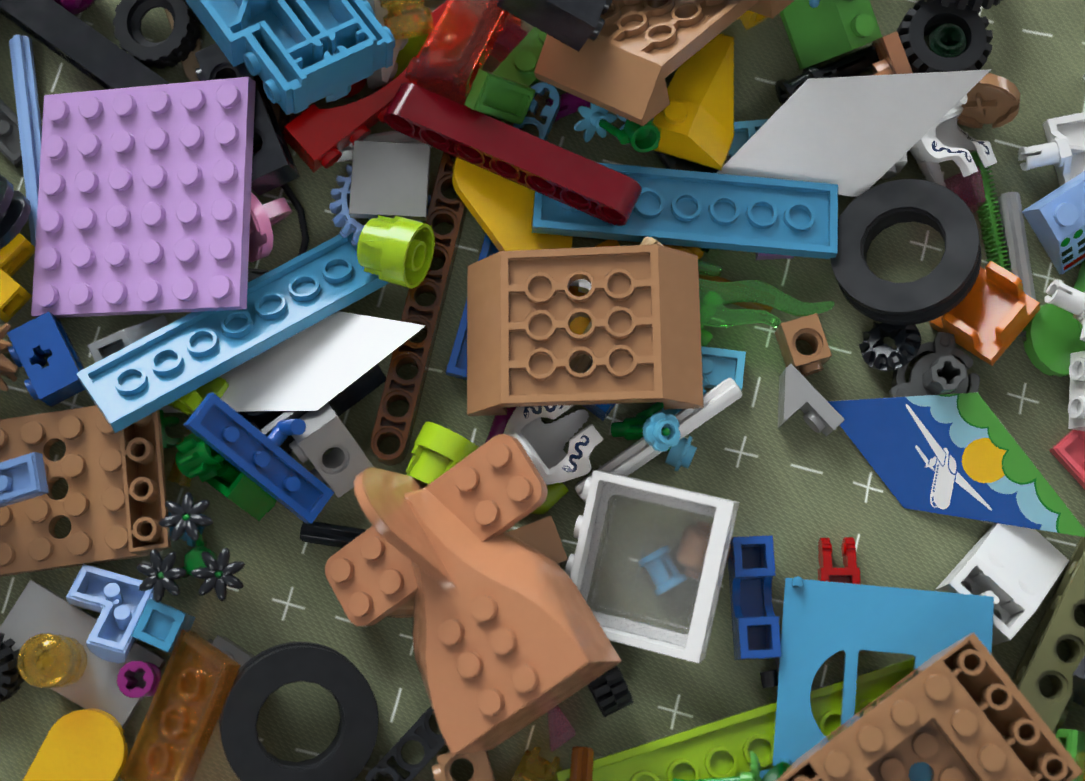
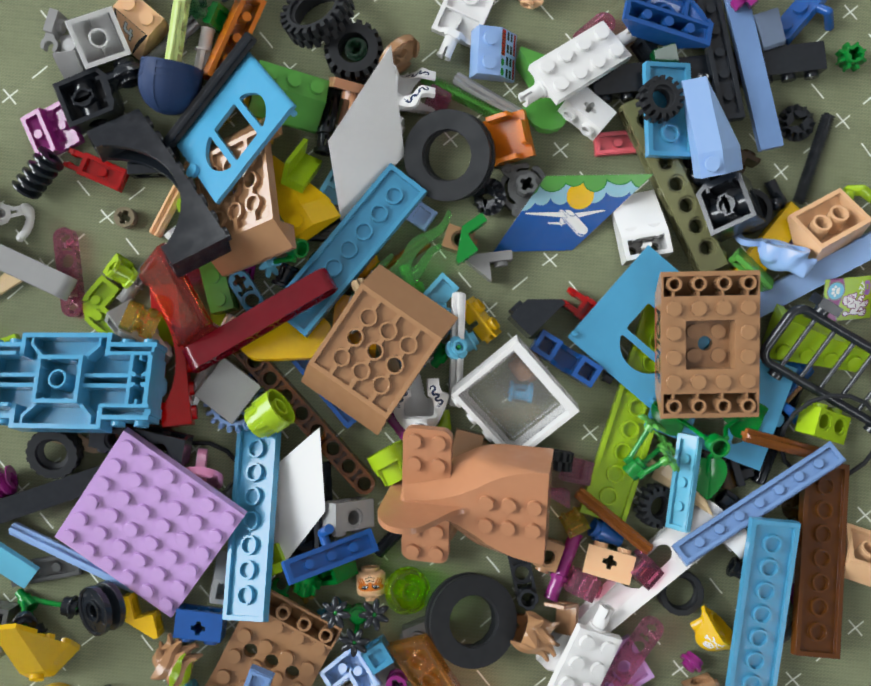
camera: 50 degrees left, 10 degrees up
(259, 548) = (370, 582): none -> light nougat head
(280, 602) = (406, 590): none -> clear neon green cone
(500, 97) = (224, 305): bright green tile -> none
(595, 151) = (286, 274): none -> black bush
(610, 732) = (581, 472): none -> clear pink panel
(719, 462) = (487, 326): none -> yellow hinge
(742, 75) = (300, 168): none -> lime panel
(782, 509) = (533, 313): none -> black slope
(798, 276) = (422, 216): none -> light blue tile
(803, 353) = (466, 246): none -> green slope

